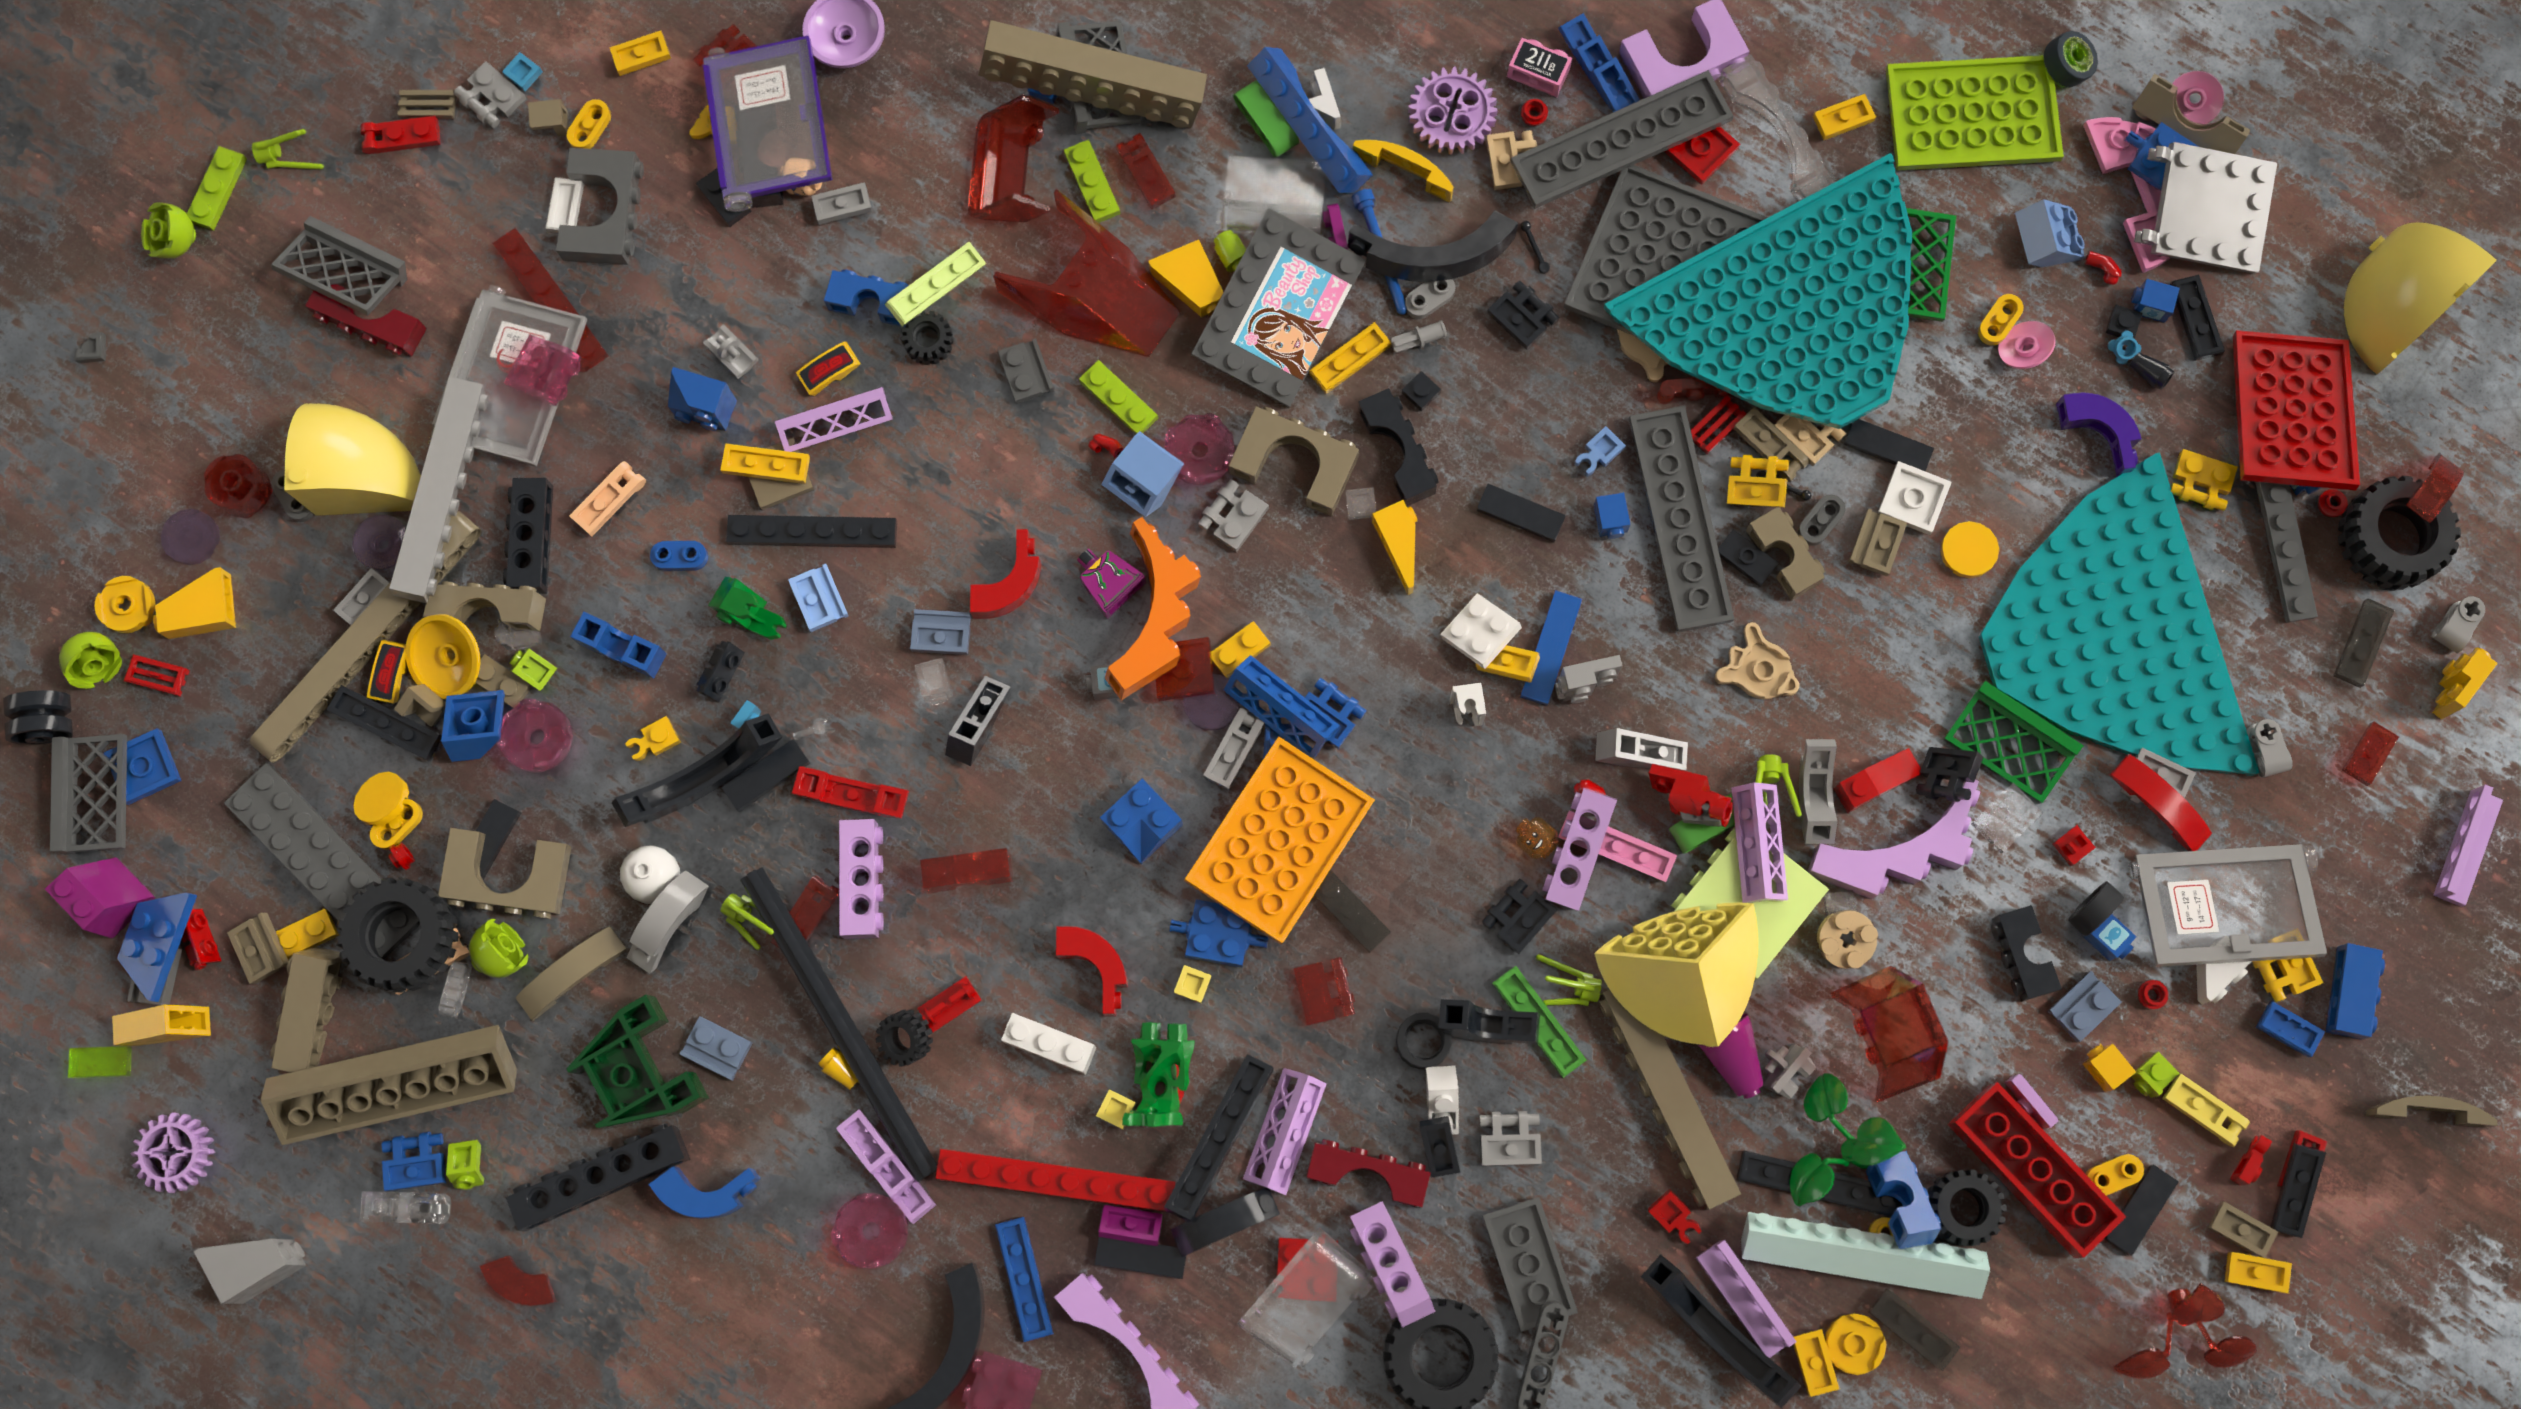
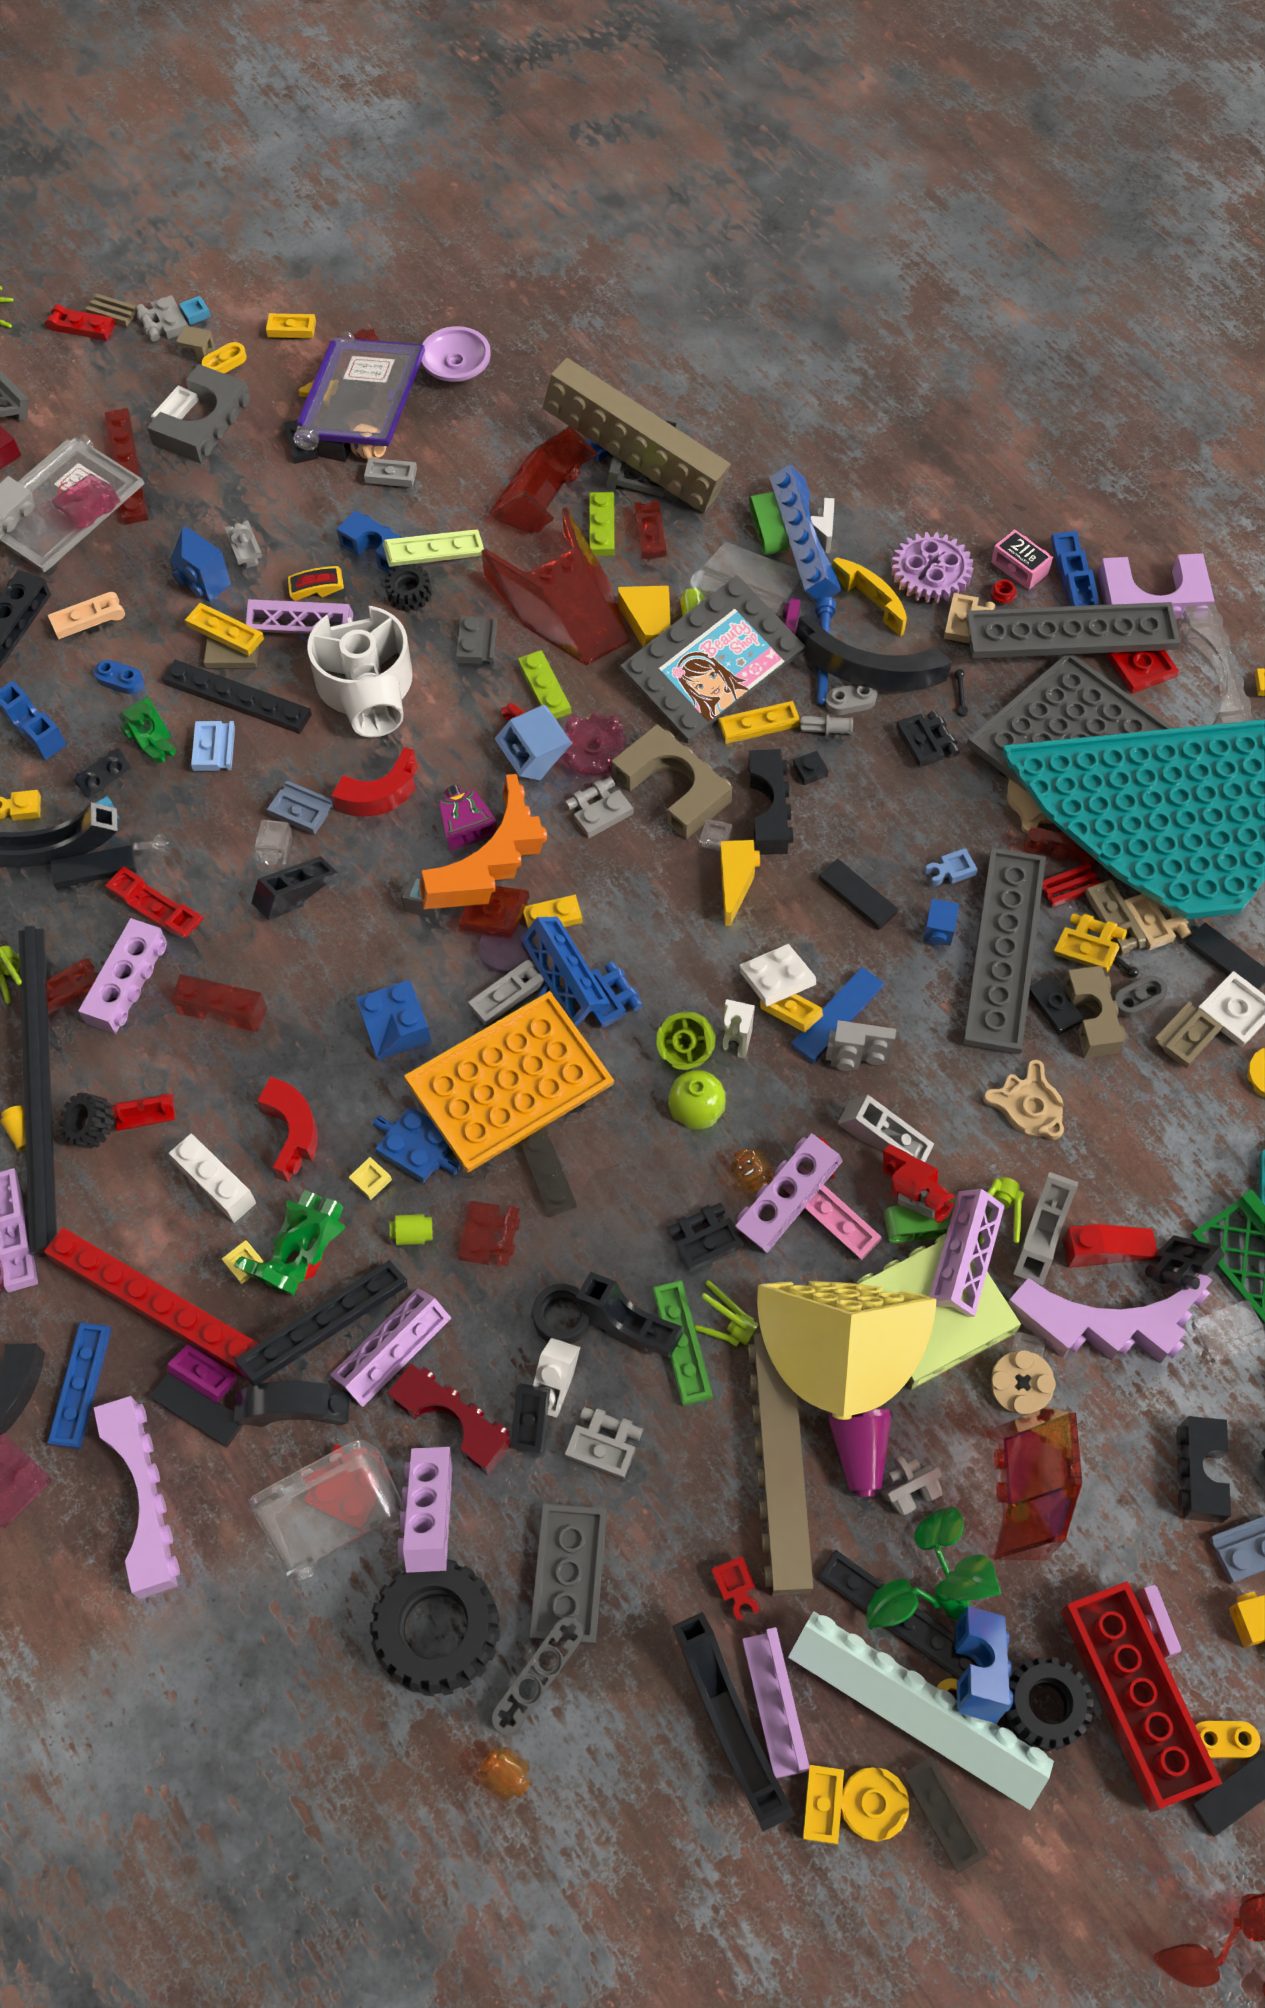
camera: 20 degrees right, 15 degrees down
(959, 493) = (366, 695): none -> white animal
(1254, 1017) = (411, 1229): none -> lime brick
(1426, 735) = (686, 1040): none -> lime cylinder
(1456, 786) = (697, 1099): none -> lime cylinder

